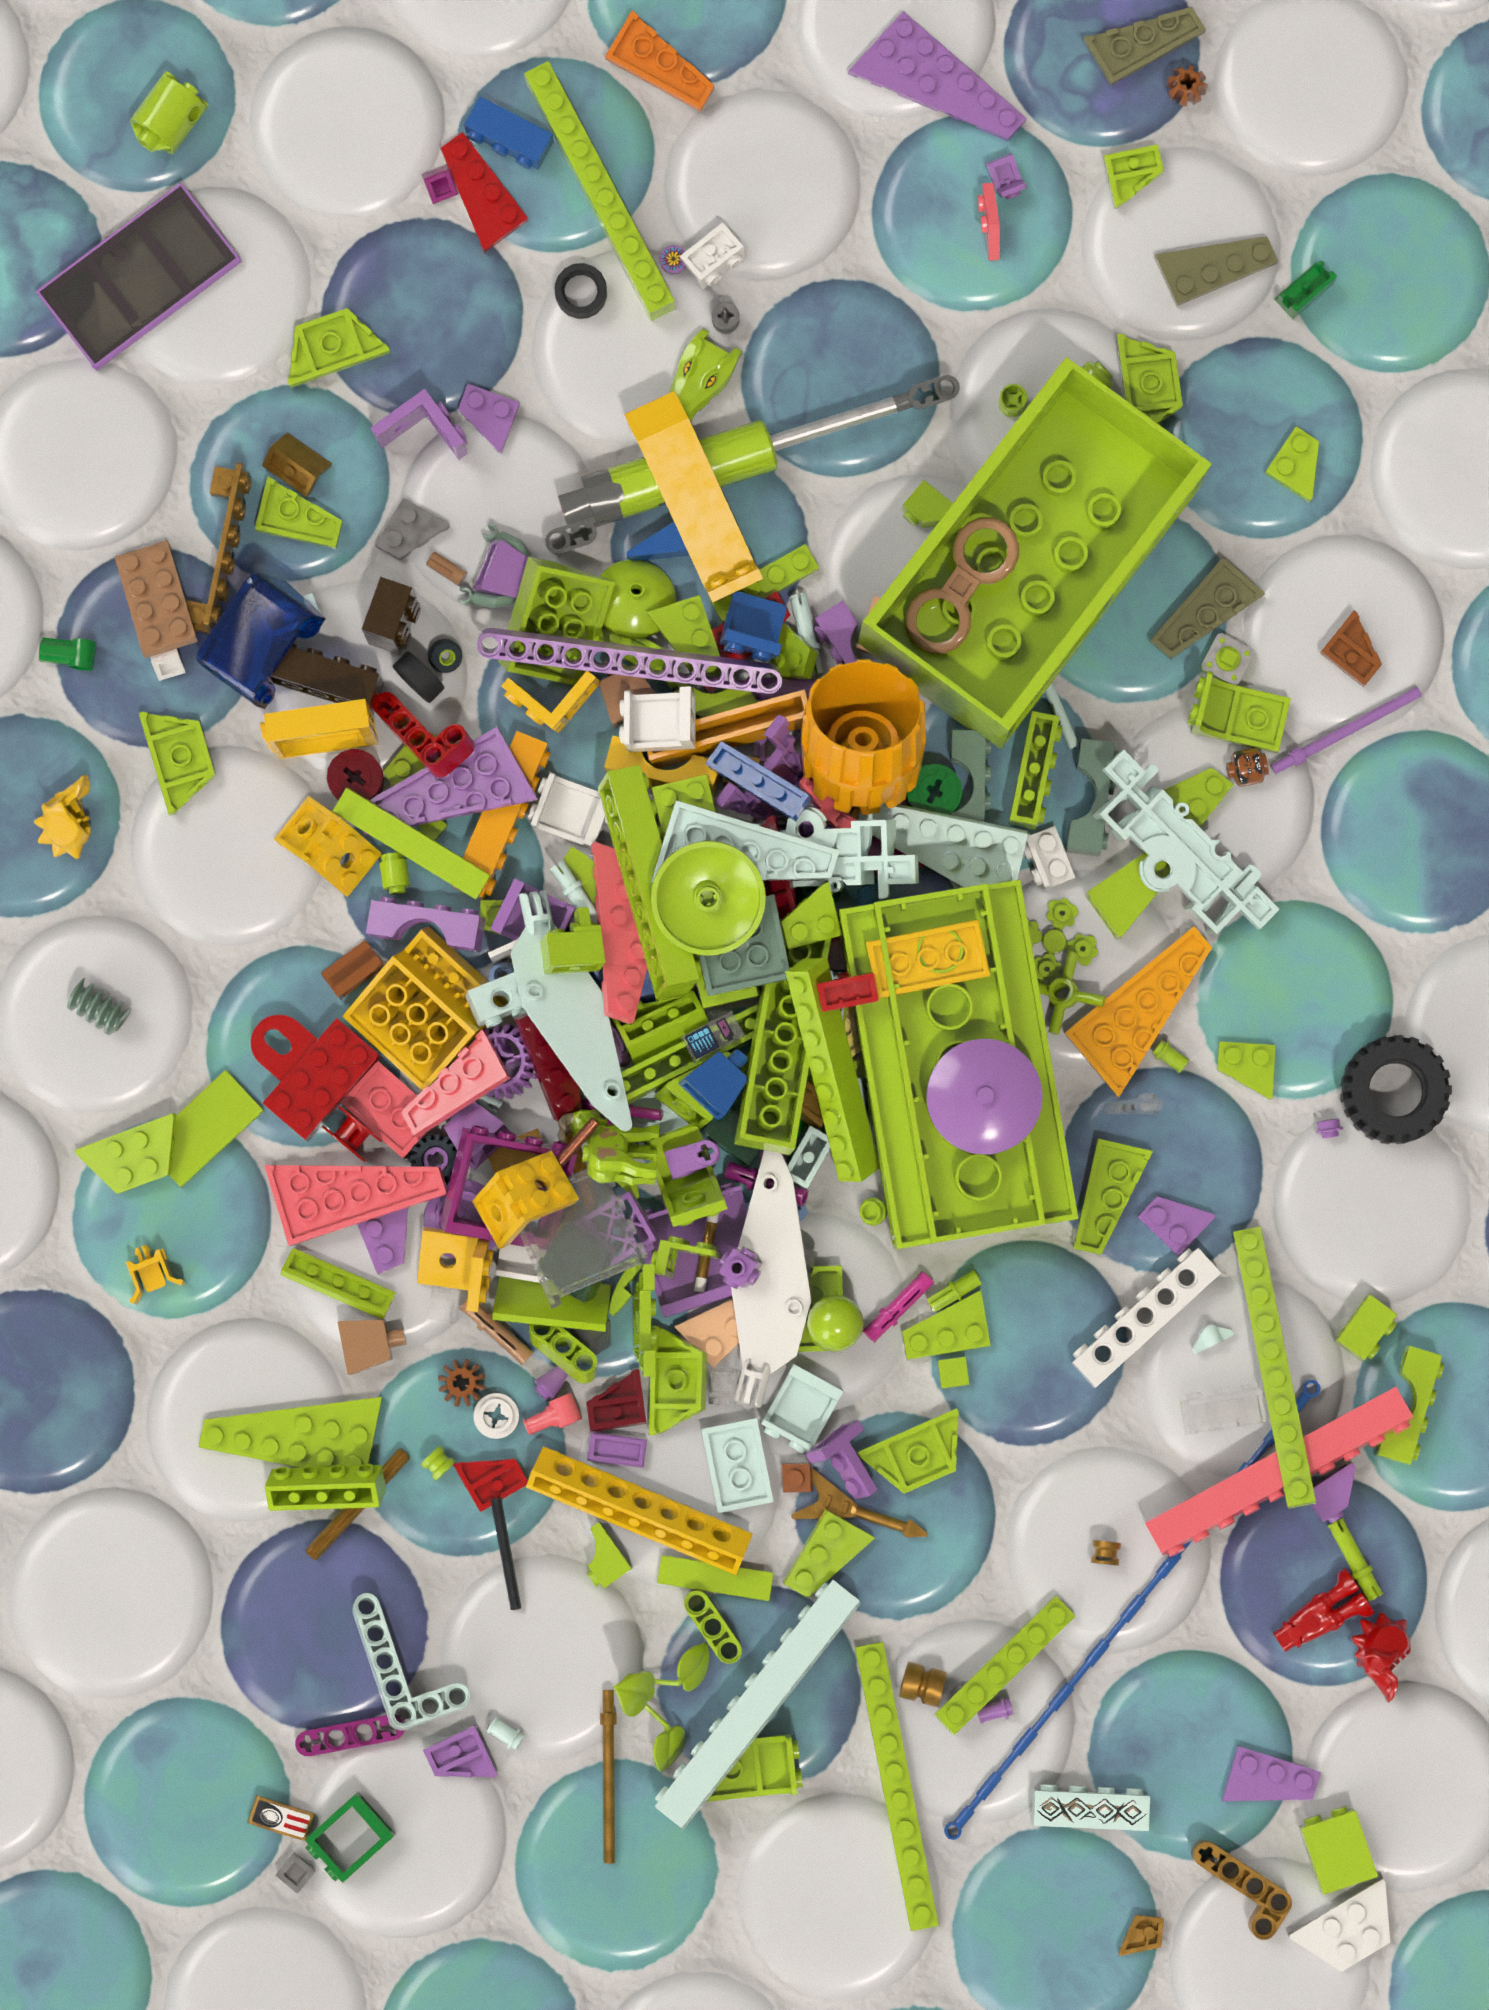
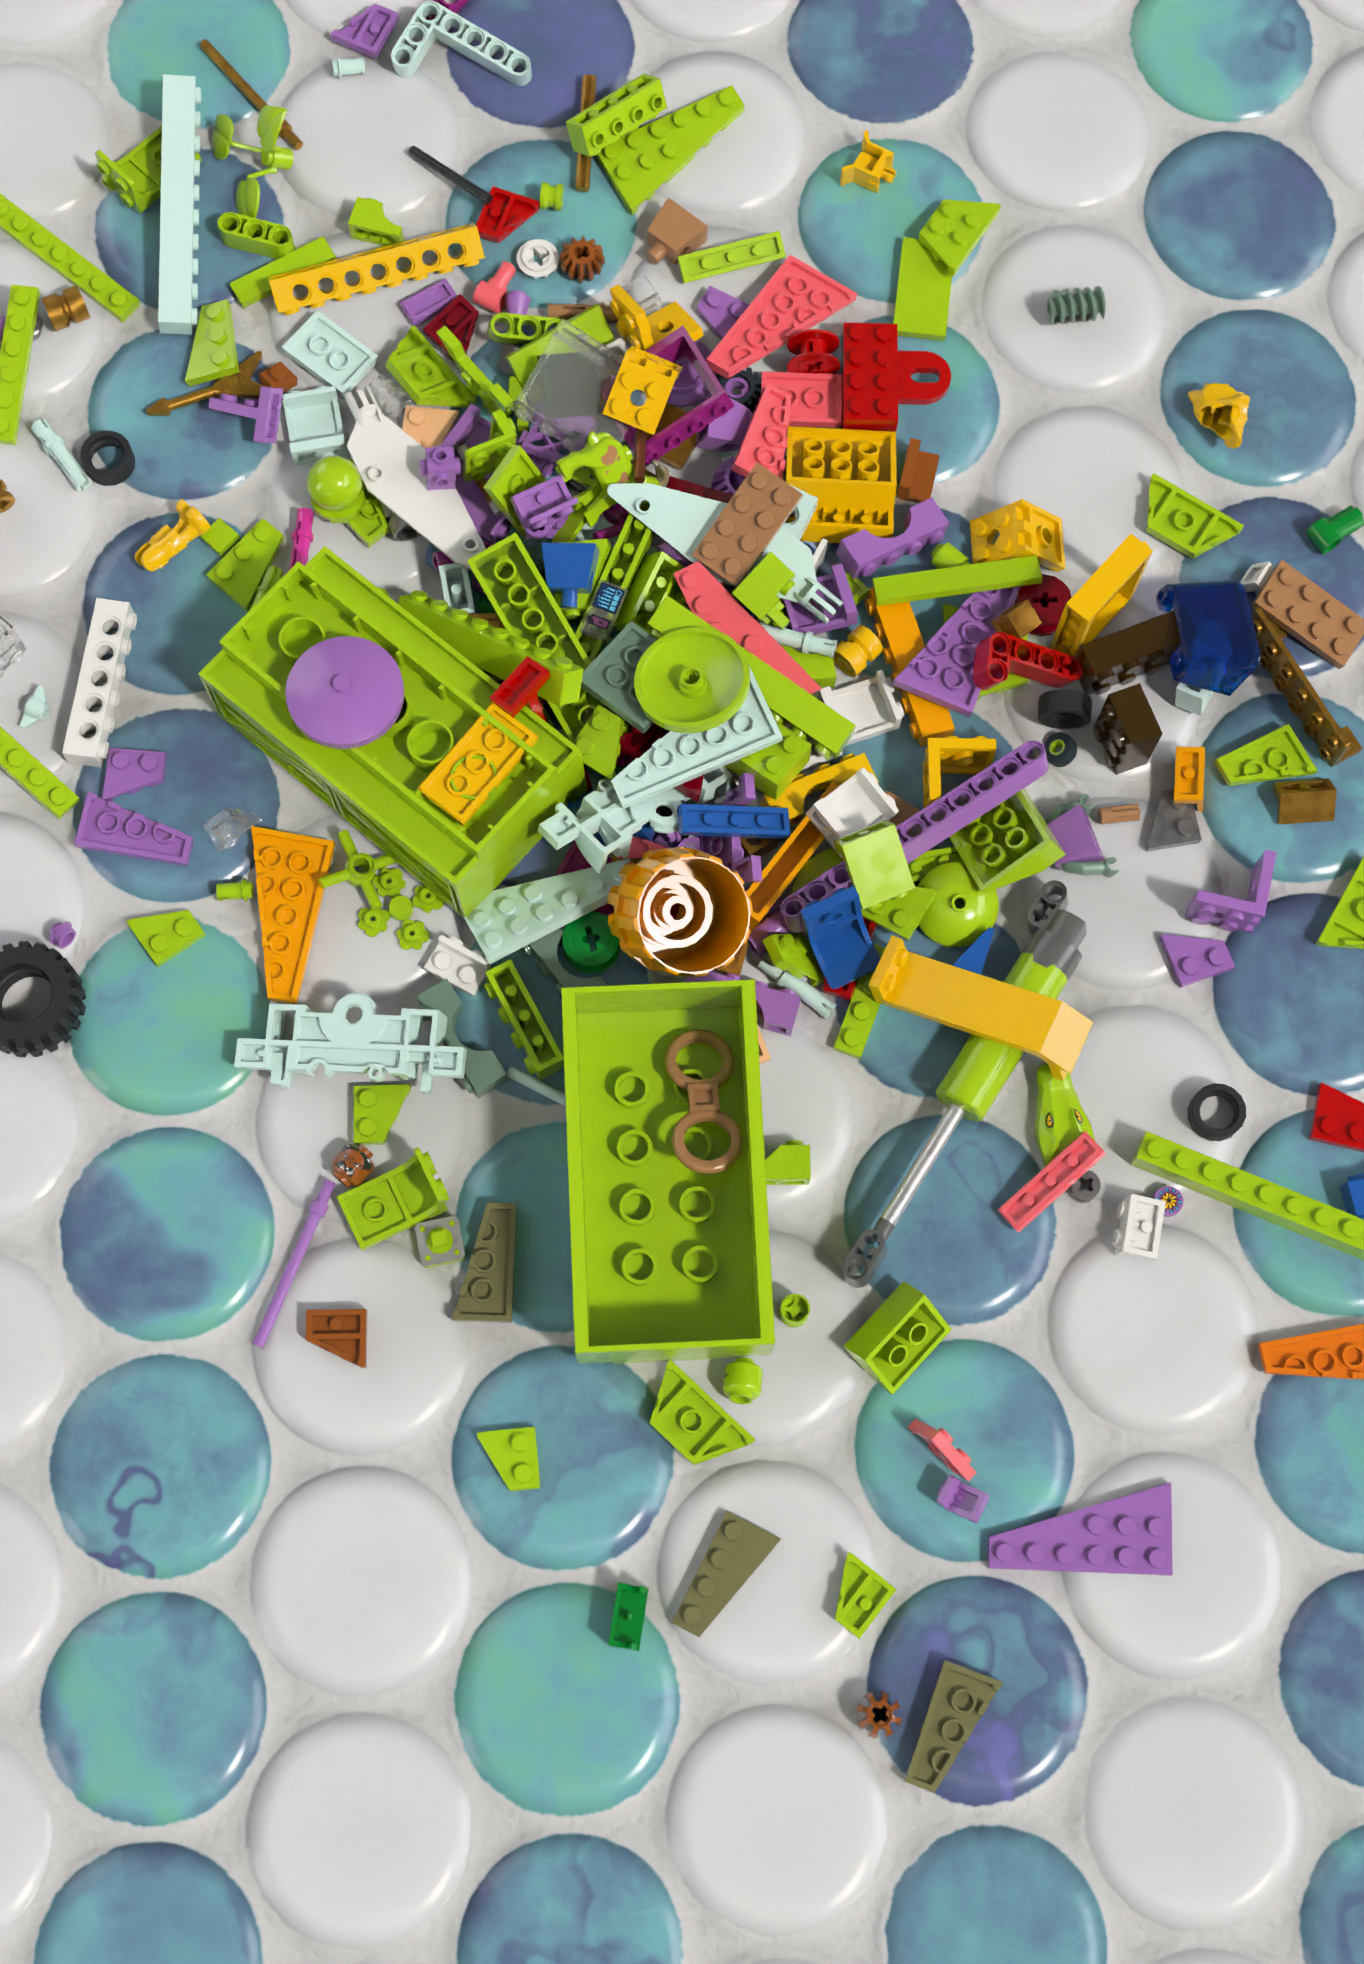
camera: 135 degrees right, 10 degrees down
(370, 548) = (1190, 776): none -> light orange panel
(398, 770) = (1017, 620): none -> pearl gold brick
(533, 857) = (860, 647): none -> yellow wheel
(547, 1006) = (747, 525): none -> medium nougat plate
(682, 659) = (876, 864): none -> lime panel
(687, 1160) = (542, 502): none -> medium lavender bracket
(748, 337) = (1051, 1181): none -> coral tile
(917, 1453) = (200, 459): lime wing -> none
(955, 322) = (898, 1337): none -> lime slope
(1002, 1398) = (169, 541): none -> yellow piece
(1011, 1510) = (98, 441): none -> black tyre
(1025, 1552) = (55, 446): none -> light aqua pin
(1109, 1187) = (205, 758): lime wing -> none
(1124, 896) = (372, 974): lime slope -> none
(1219, 1173) = (121, 832): none -> medium lavender wing

